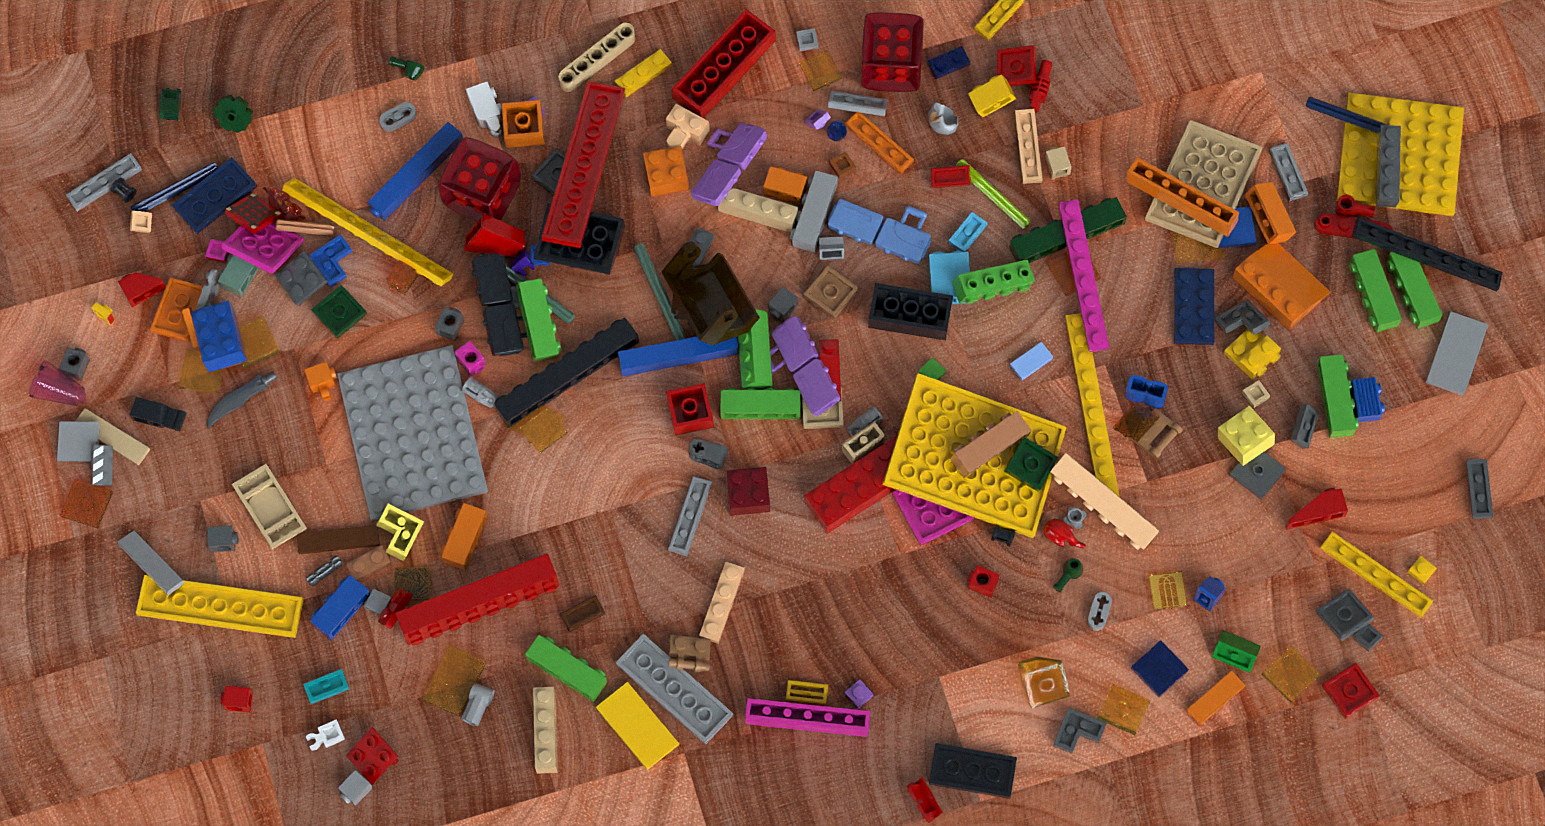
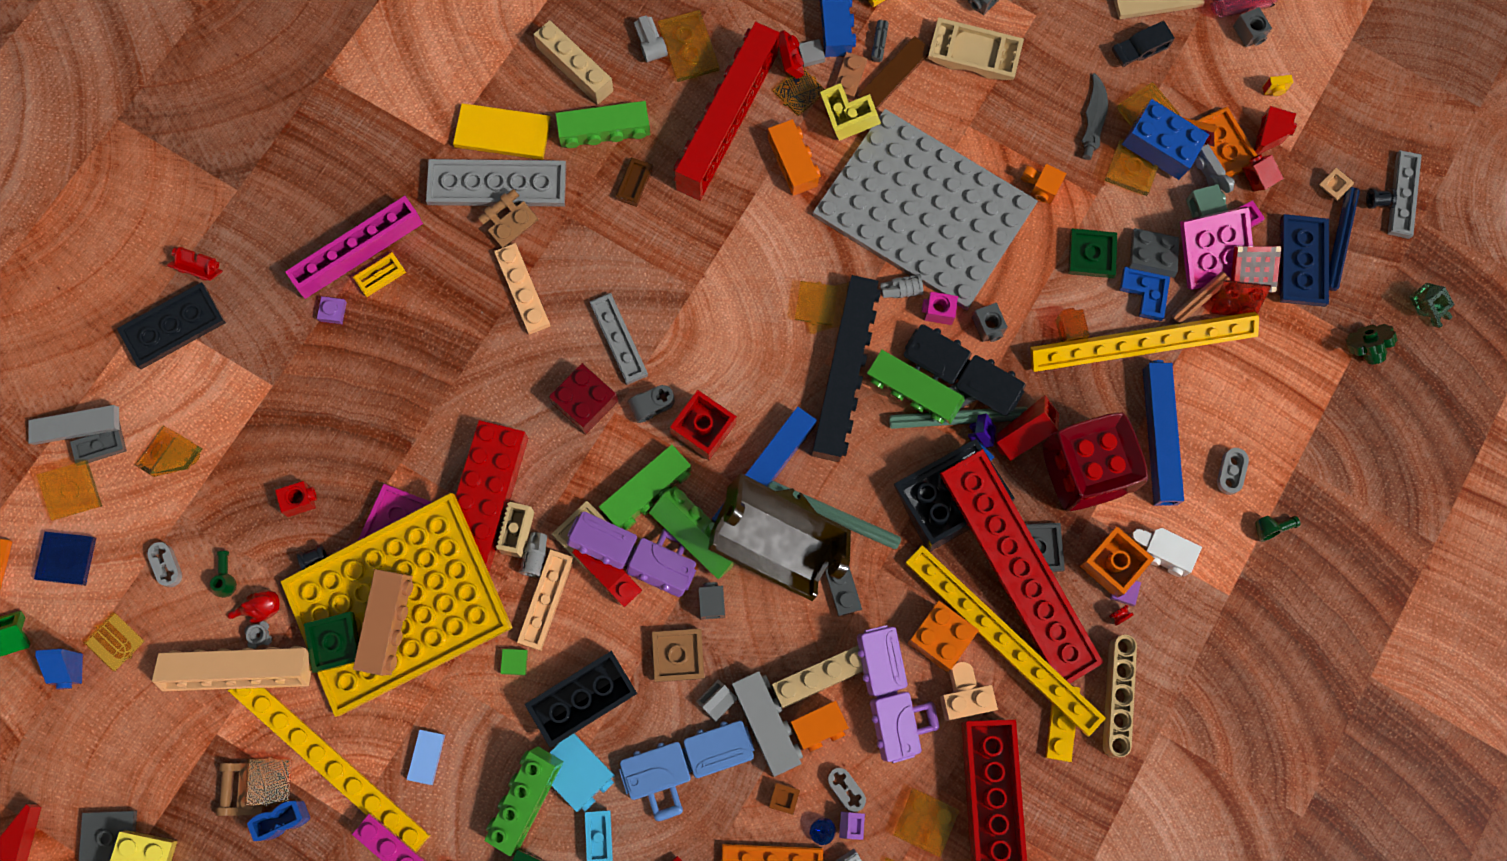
camera: 130 degrees right, 5 degrees up
(179, 266) = (1262, 172): none -> brick
(550, 96) = (1122, 615): none -> red bush
(632, 140) = (1006, 641): none -> yellow plate
(773, 88) = (926, 822): none -> clear yellow plate
(806, 141) = (841, 793): none -> light grey beam
(880, 390) = (545, 600): none -> light nougat plate
(1088, 749) = (74, 425): none -> light grey tile

